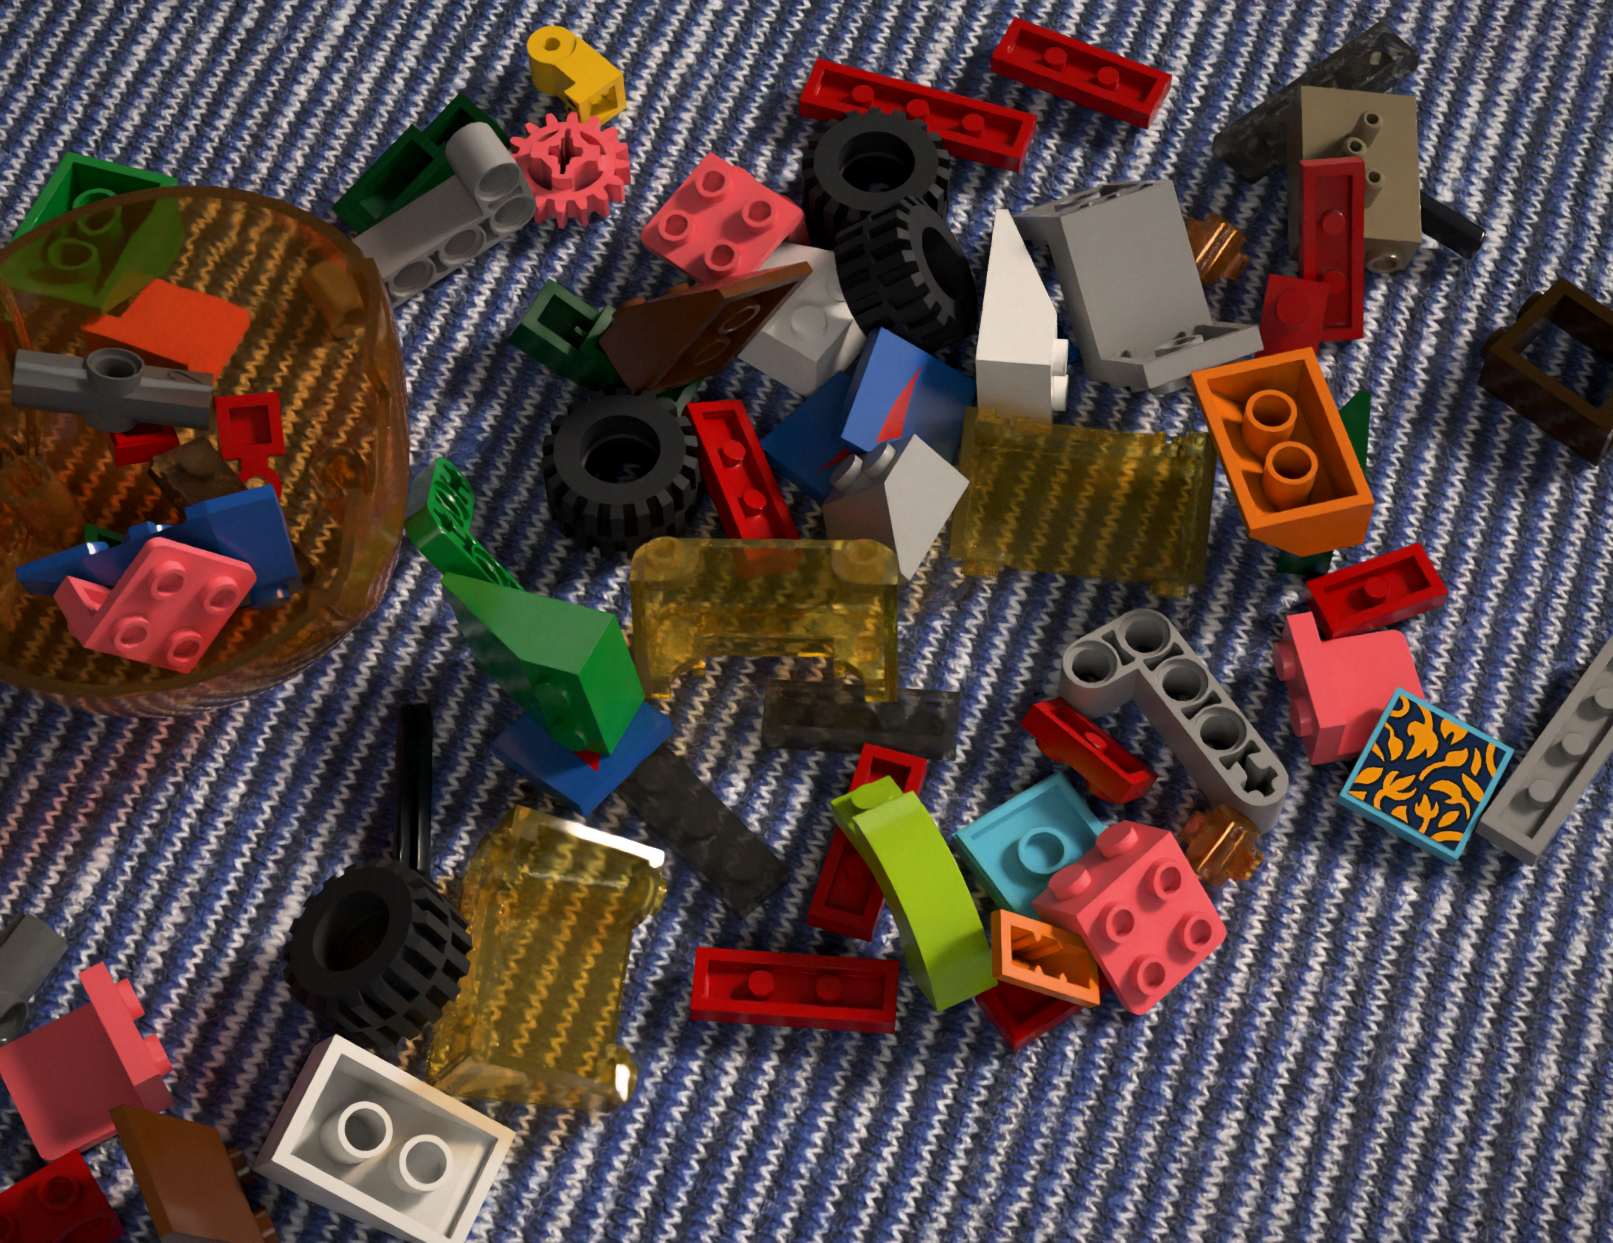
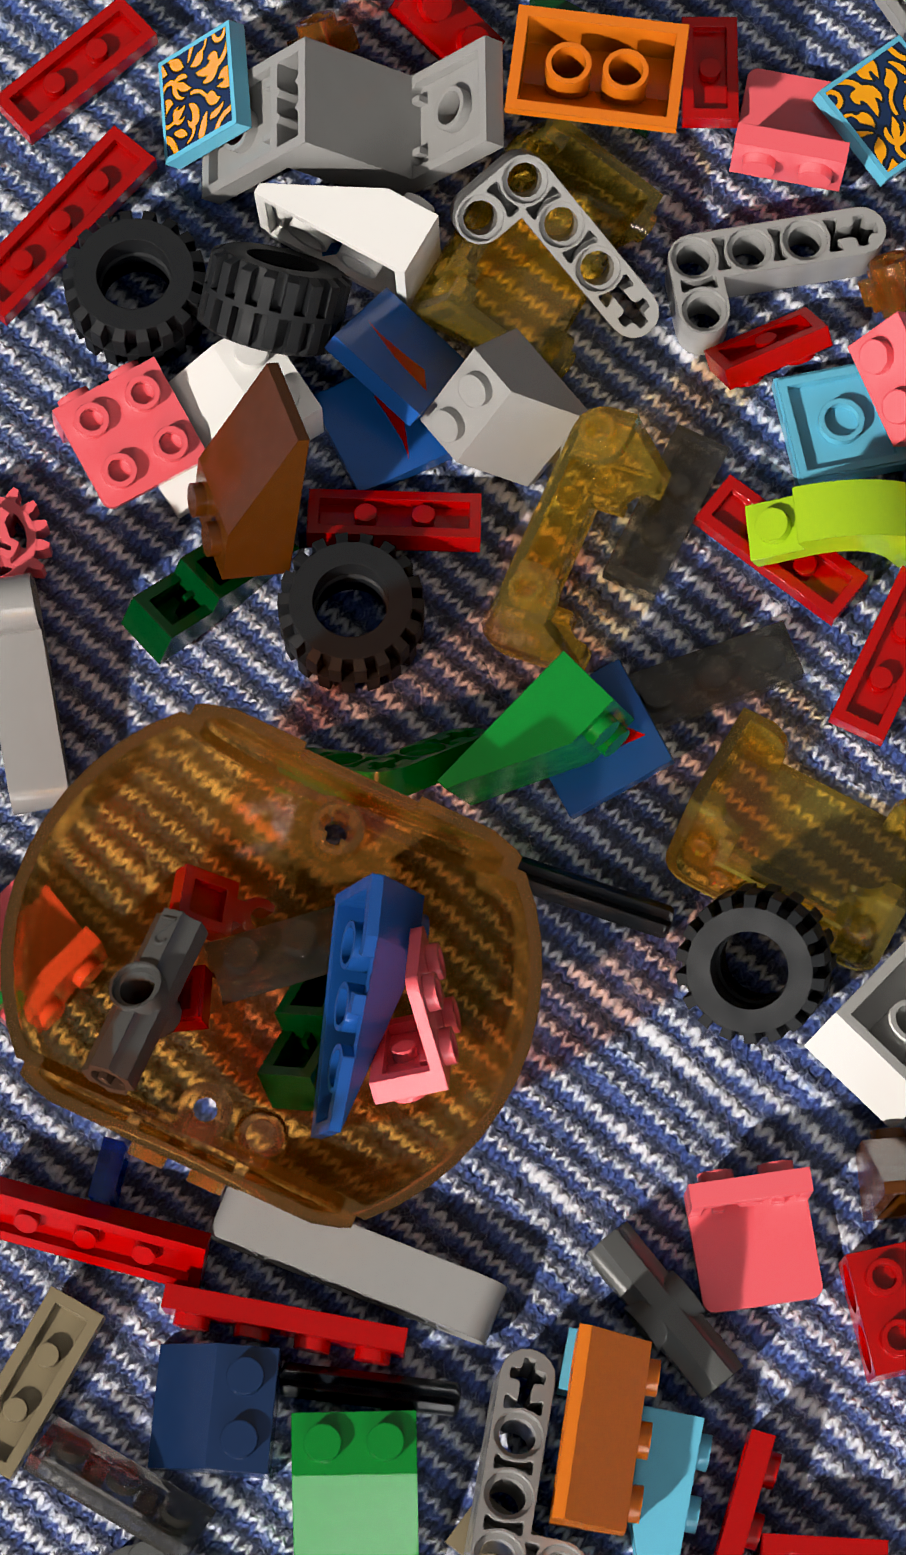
camera: 70 degrees left, 15 degrees up
(1083, 506) = (567, 248): none -> light grey beam
(1102, 168) = (205, 94): none -> tile

